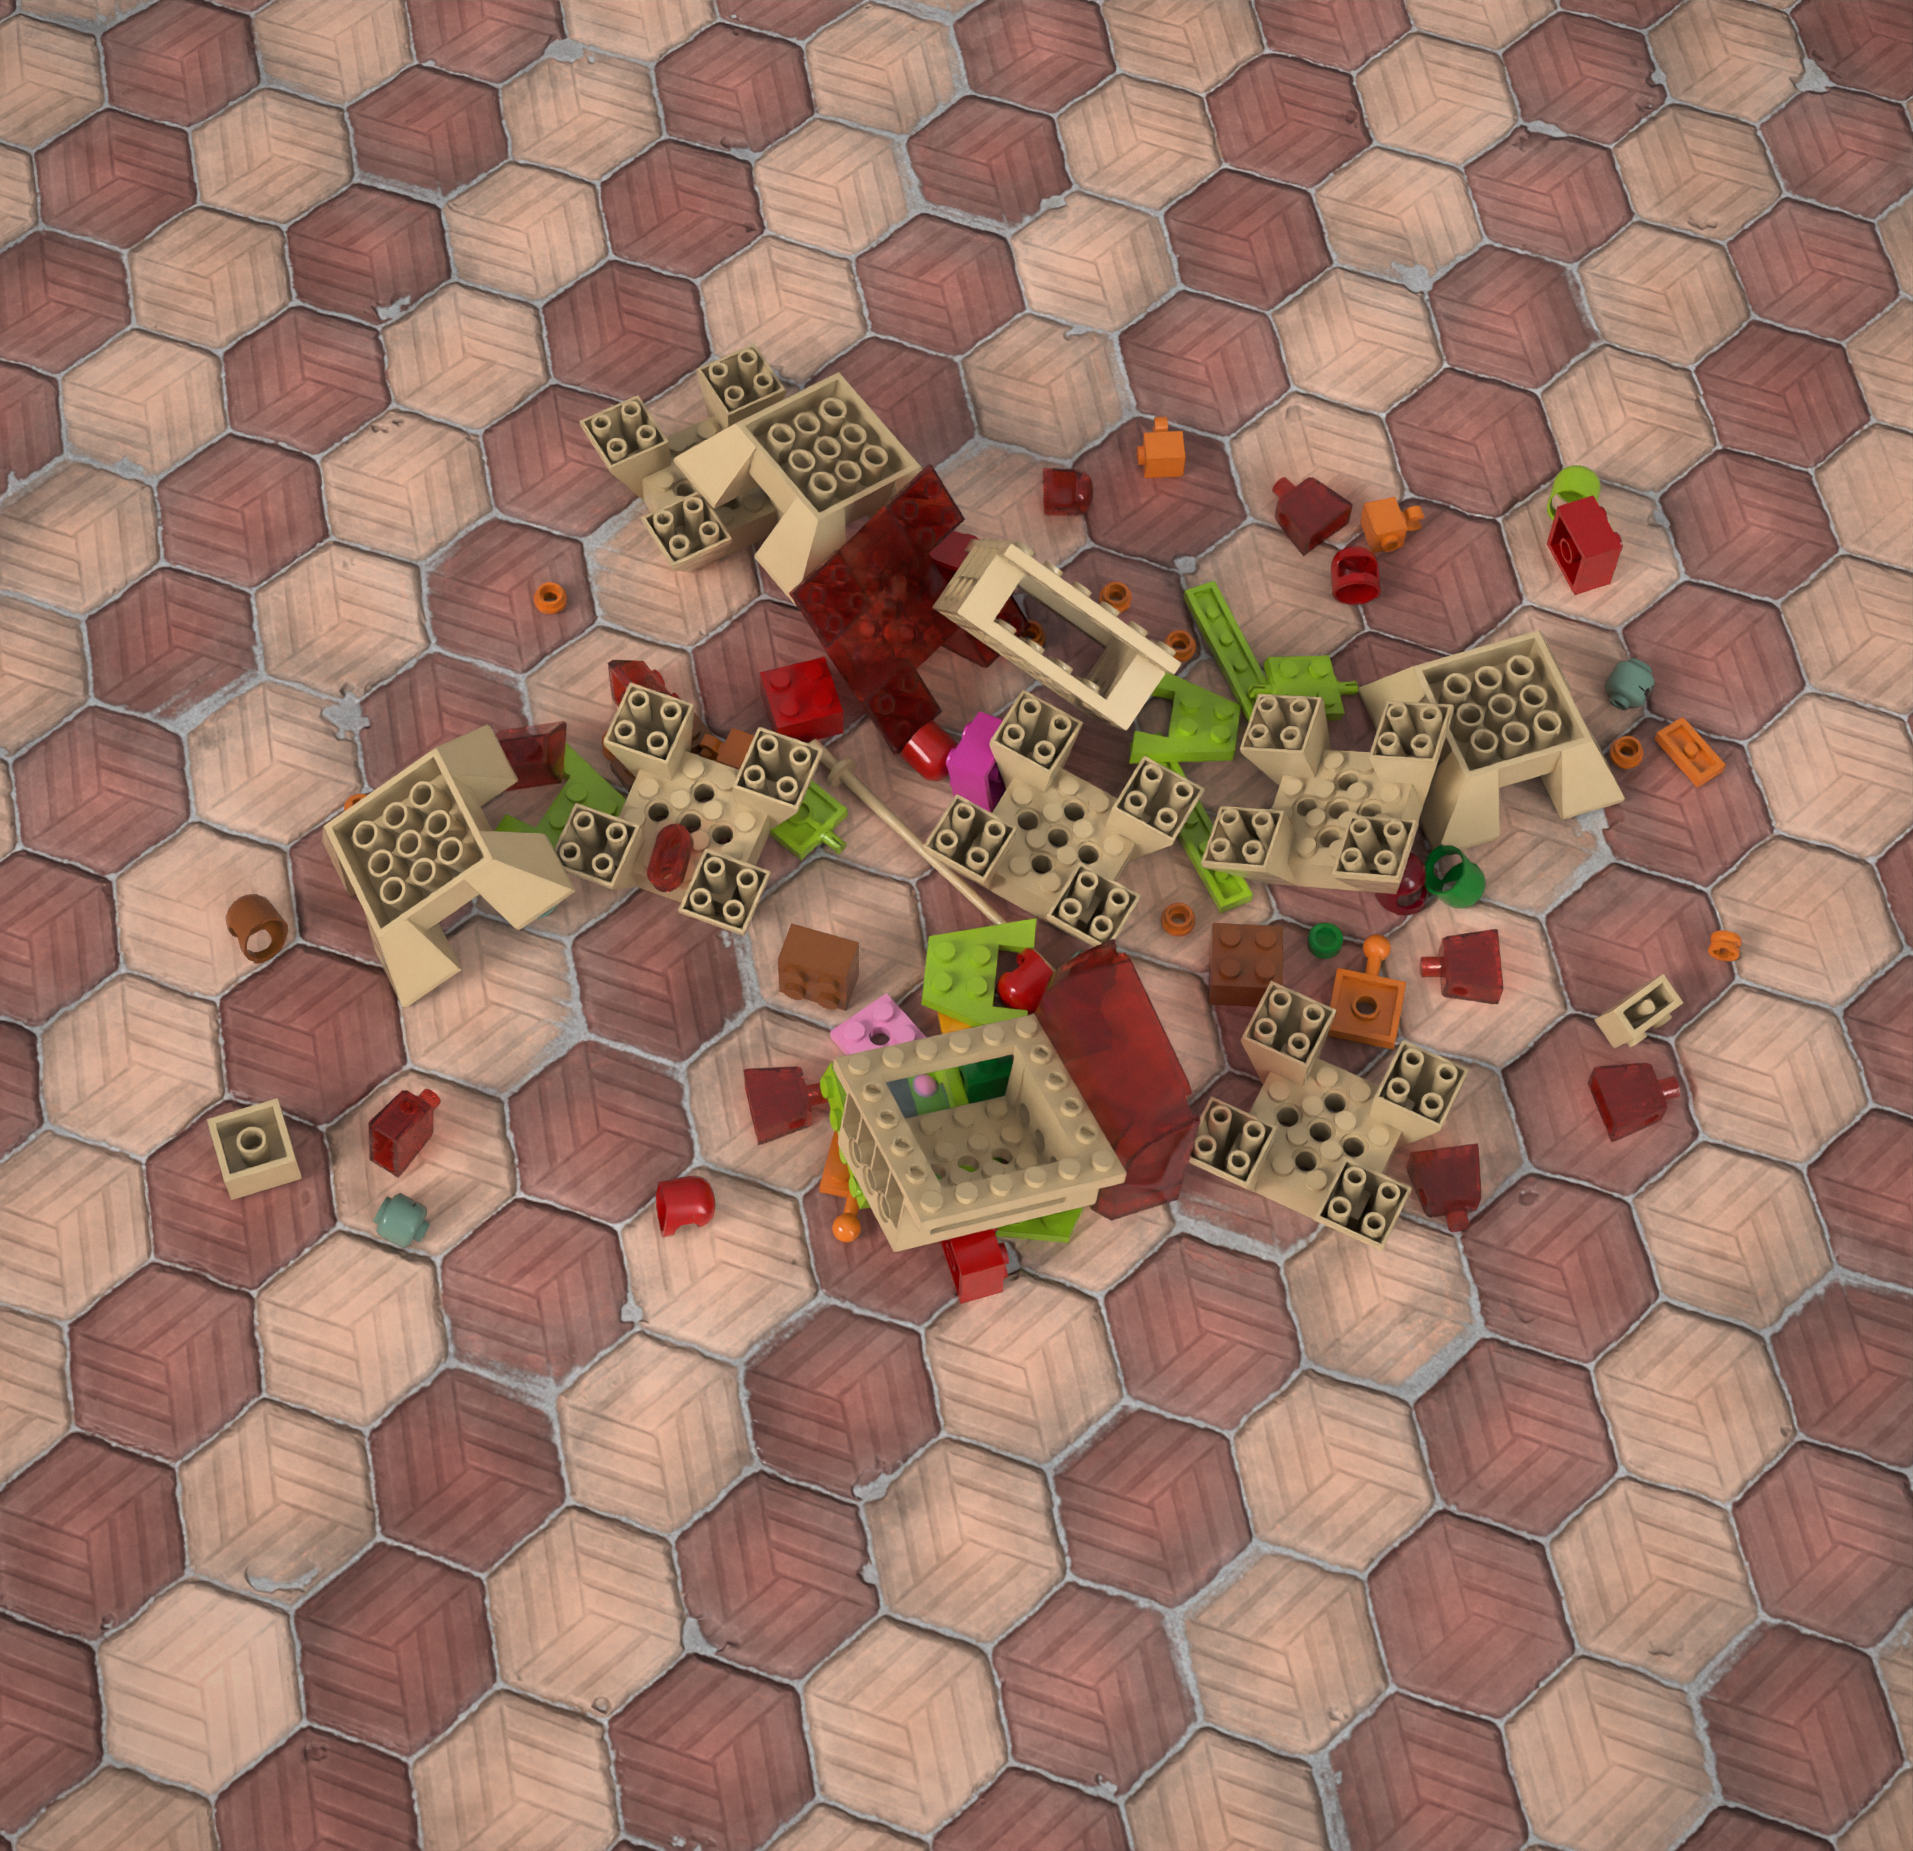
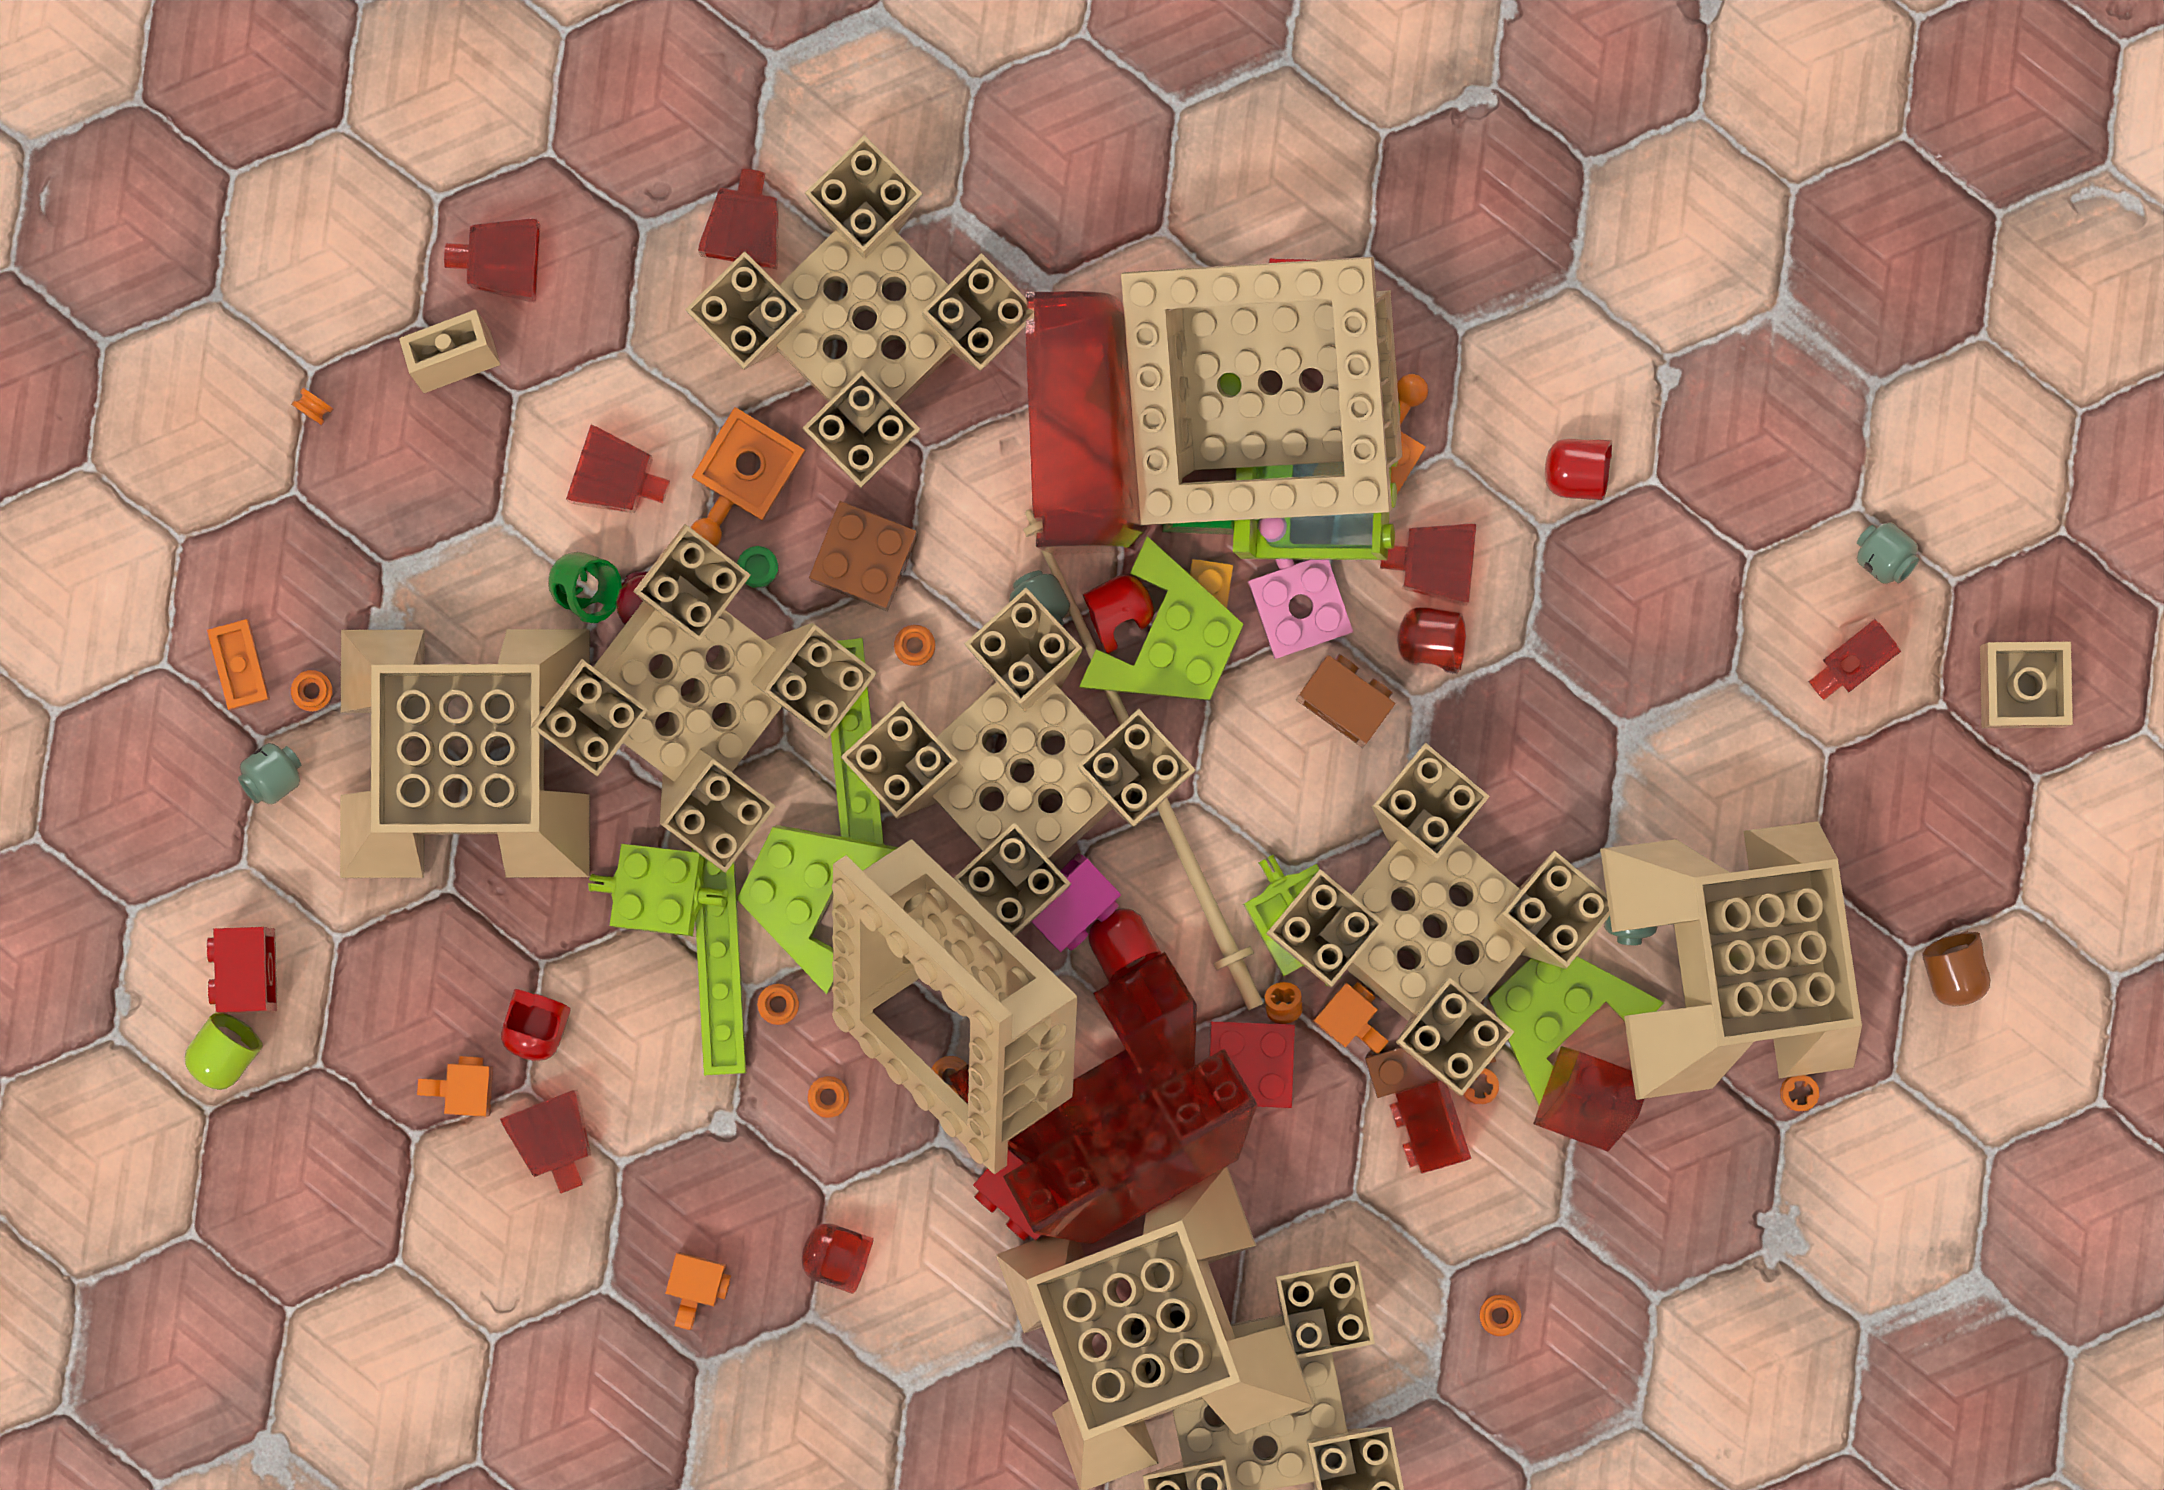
camera: 160 degrees left, 25 degrees up
(668, 860) = (1476, 879): clear red plate -> none
(768, 1039) = (1433, 638): none -> clear red helmet

